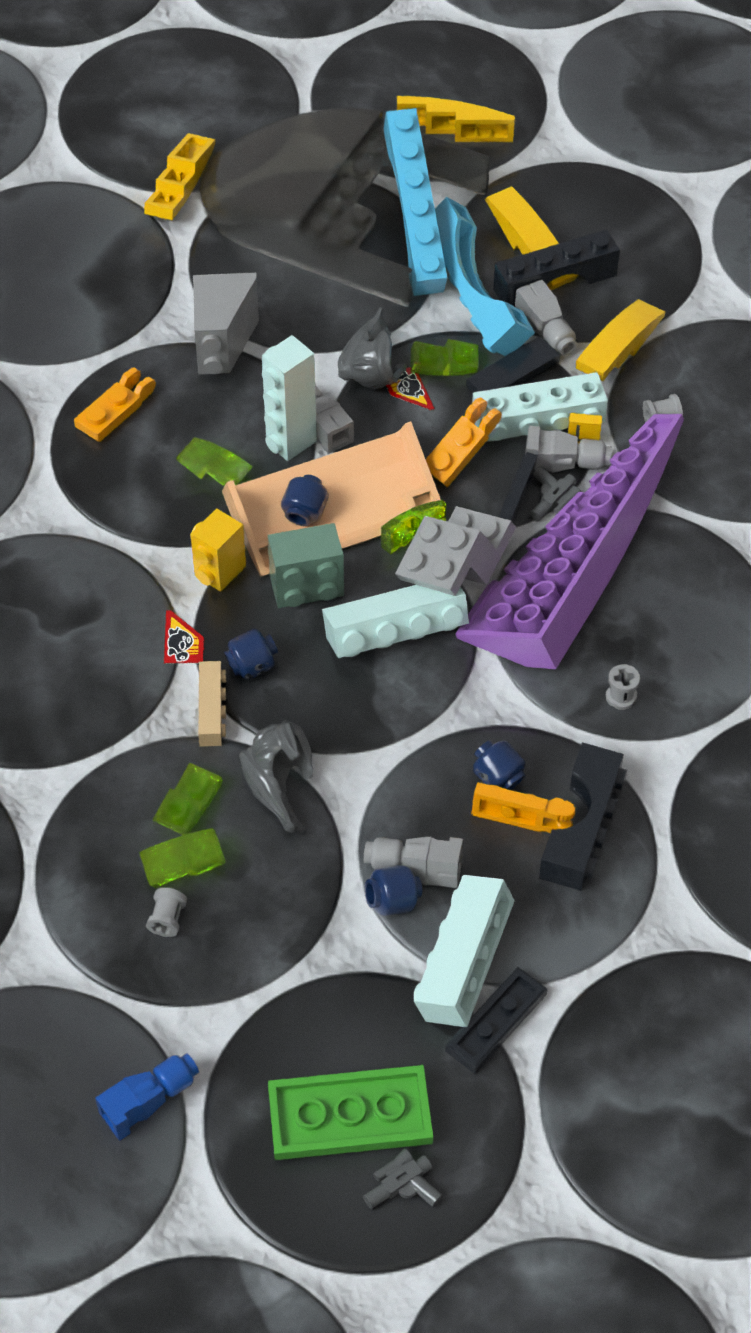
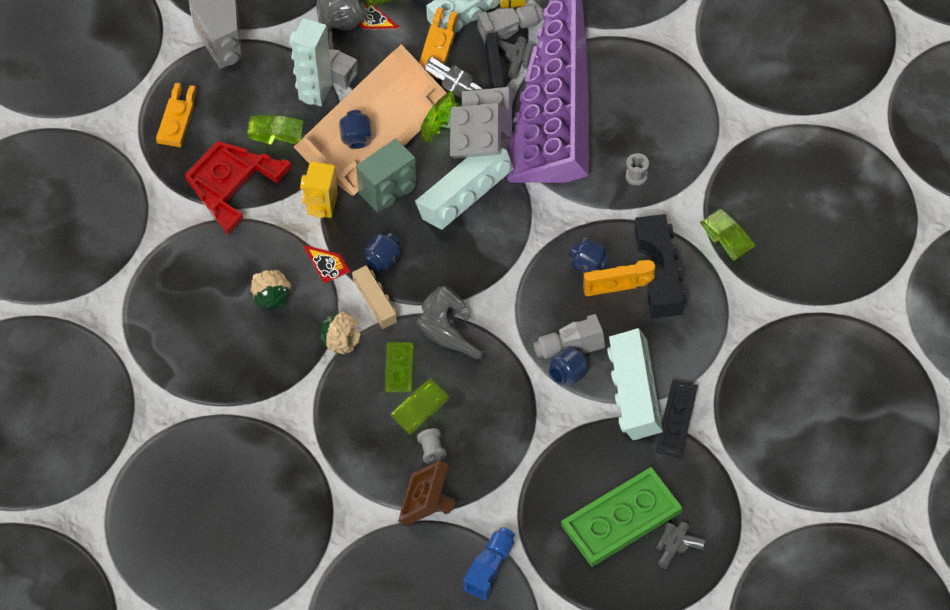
camera: 25 degrees left, 5 degrees up
(90, 640) = (270, 289): none -> piece
(118, 969) = (425, 494): none -> reddish brown tile
(126, 487) = (223, 172): none -> red wing
(139, 727) = (339, 333): none -> tan piece
(456, 488) = (454, 78): none -> axle
(695, 813) = (731, 236): none -> clear neon green slope

